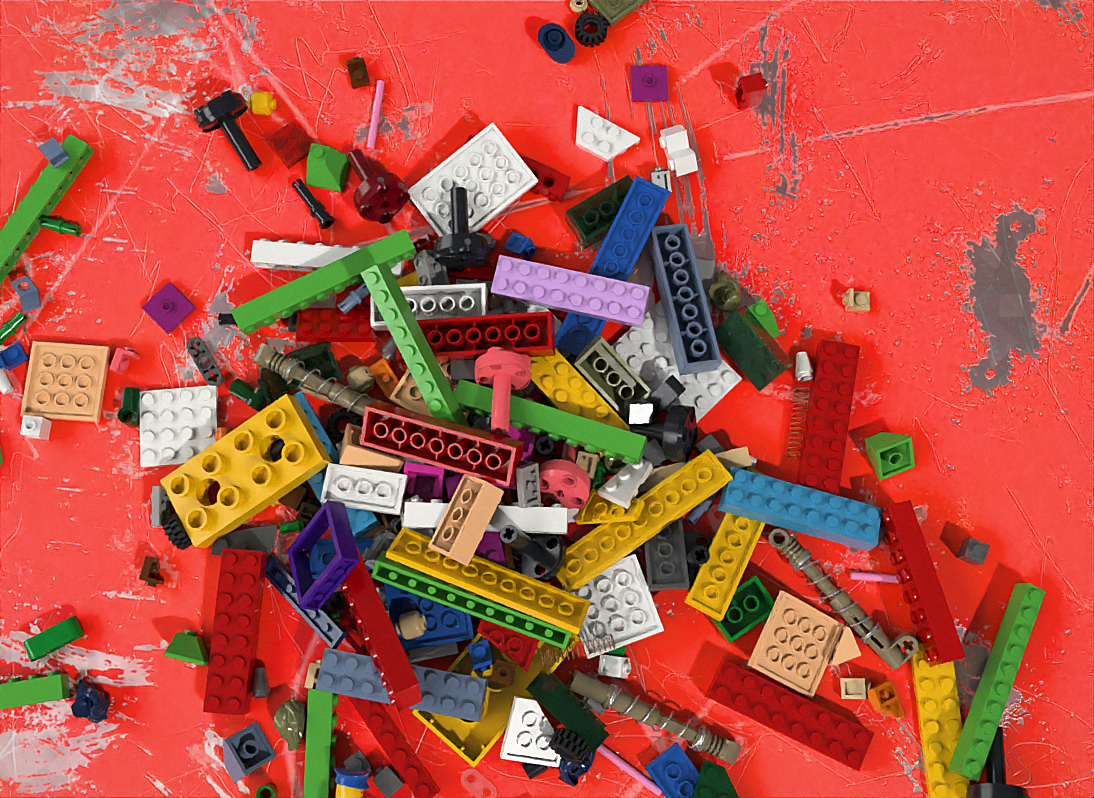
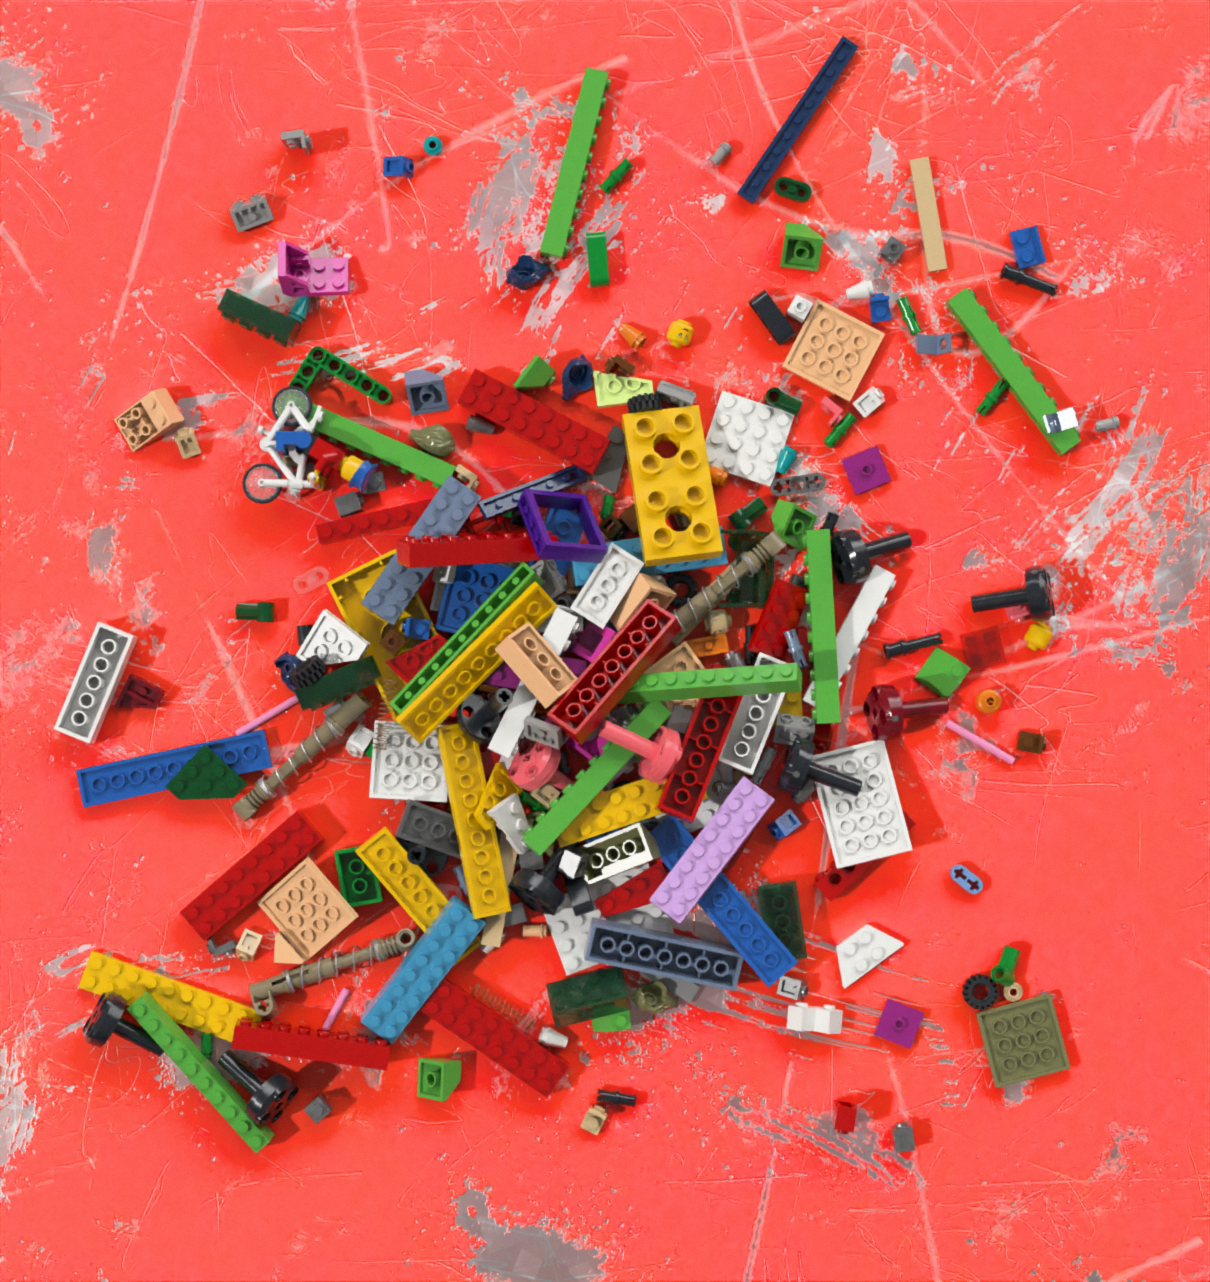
camera: 115 degrees right, 10 degrees up
(47, 117) = (1107, 424): none -> light grey pin
(53, 449) = (772, 317): none -> black beam
(98, 528) = (680, 333): none -> yellow head
(102, 330) = (869, 401): none -> white bracket
(117, 573) = (632, 335): none -> orange cone
(139, 345) = (839, 430): none -> green pin
(176, 564) = (616, 390): none -> yellowish green wing
(177, 608) = (576, 377): none -> dark blue hair
(184, 381) = (786, 459): none -> teal cone
(239, 351) = (791, 522): none -> bright green slope
(245, 278) = (853, 556): none -> black piece
(249, 128) = (1016, 613): none -> coral bracket
(336, 119) = (982, 704): none -> orange head
(379, 339) = (750, 656): none -> black pin
(411, 624) = (469, 578): tan head -> none
(416, 652) = (444, 574): none -> white bracket
(497, 78) = (962, 882): none -> medium blue beam
(545, 442) = (571, 763): black pin -> none
(556, 42) = (978, 951): dark blue piece -> none
(557, 15) = (1006, 967): none -> green piece
(639, 348) = (633, 892): none -> red wing
(715, 424) = (535, 930): none -> light nougat pin
(744, 40) = (903, 1137): none -> flat silver brick
(828, 289) = (616, 1098): none -> black pin
(875, 717) = (227, 948): none -> flat silver bracket
(885, 700) = (227, 966): orange wing -> none
(968, 686) = (207, 1044): none -> green pin
(988, 601) = (268, 1097): none -> black piece

